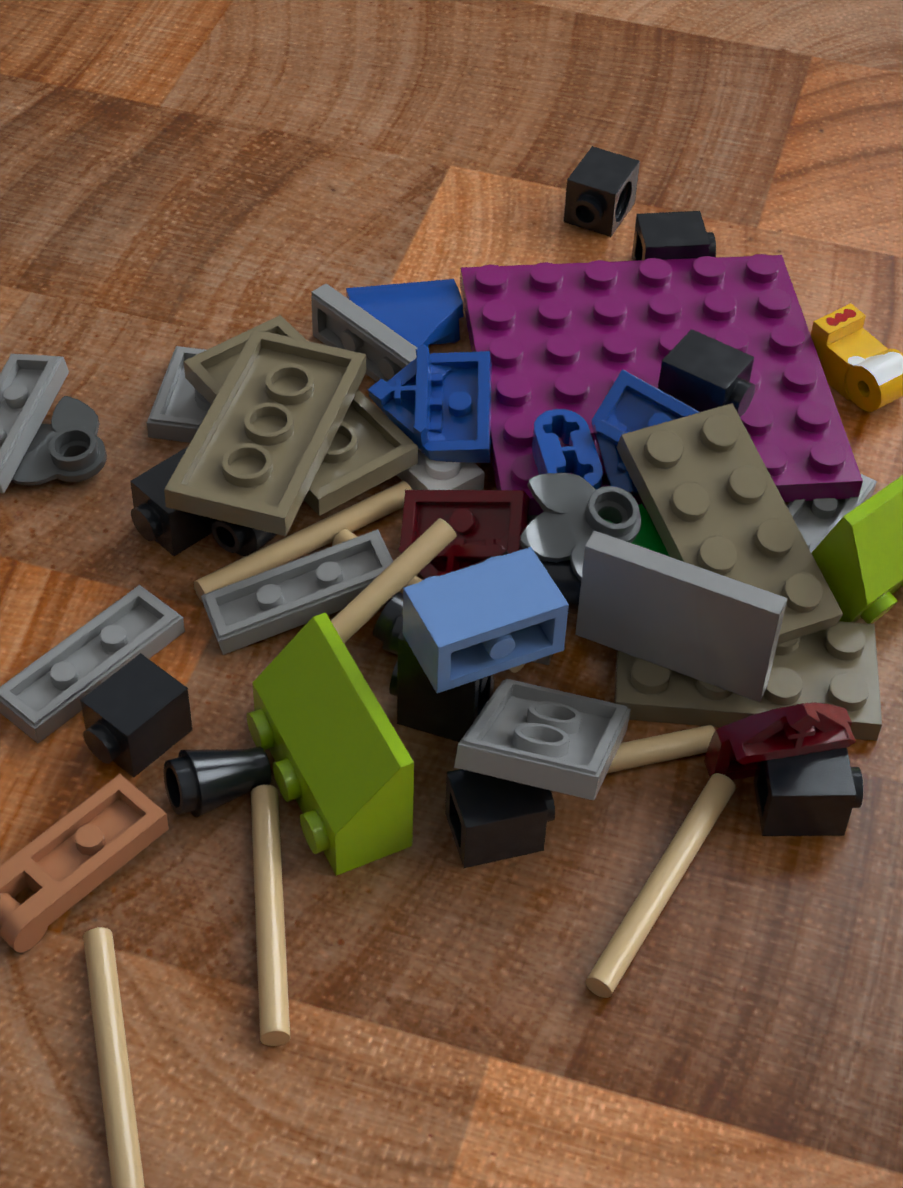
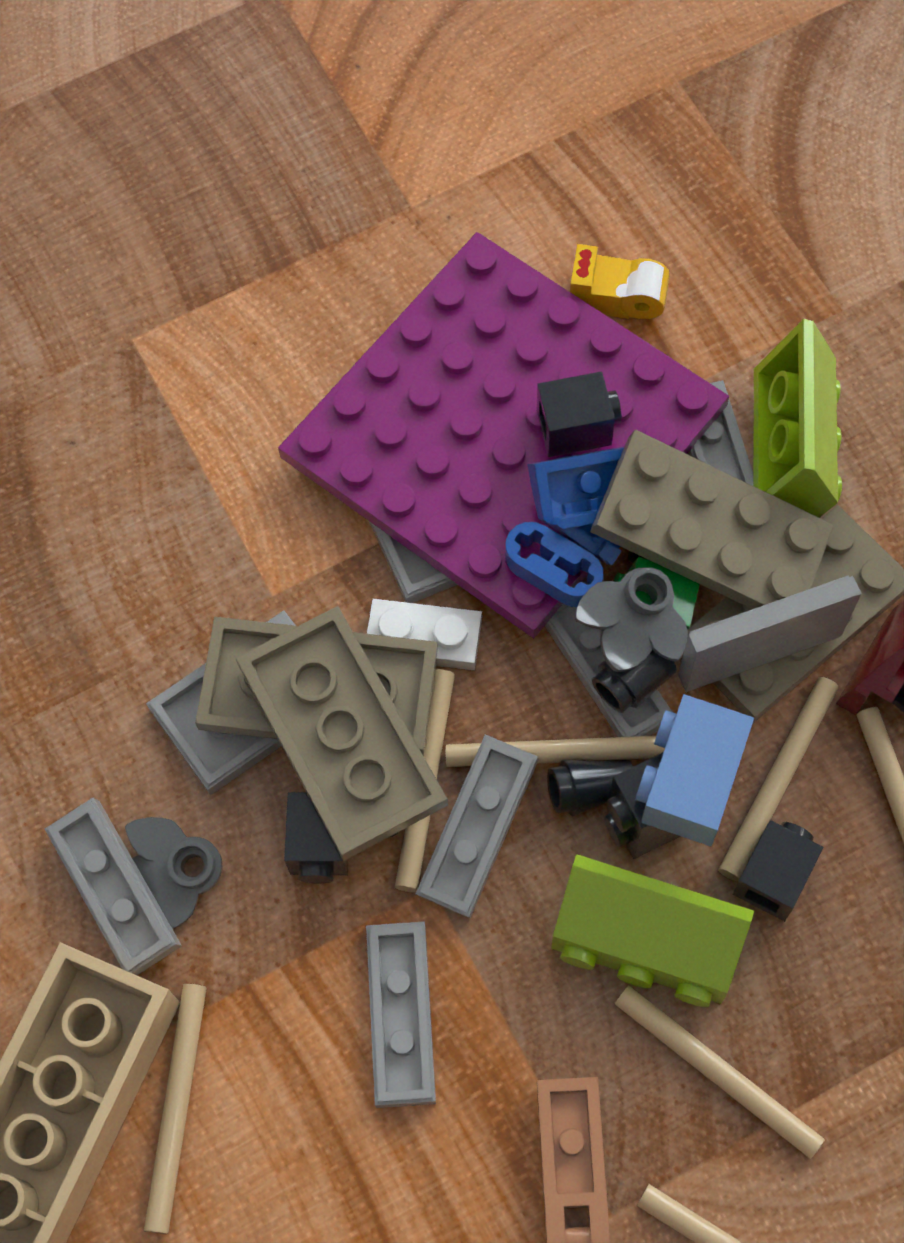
camera: 40 degrees left, 20 degrees up
(136, 715) = (492, 1028): black brick -> none
(212, 777) = (587, 1021): black cone -> none
(349, 327) = (295, 575): light grey tile -> none
(393, 579) = (544, 814): tan bar -> none
(416, 310) = (273, 520): blue slope -> none
(442, 404) = (416, 589): blue slope -> none
(484, 521) = (530, 682): dark red slope -> none
(544, 739) = (782, 803): light grey tile -> none
(601, 191) = (286, 277): black brick -> none
(672, 236) = (389, 286): black brick -> none

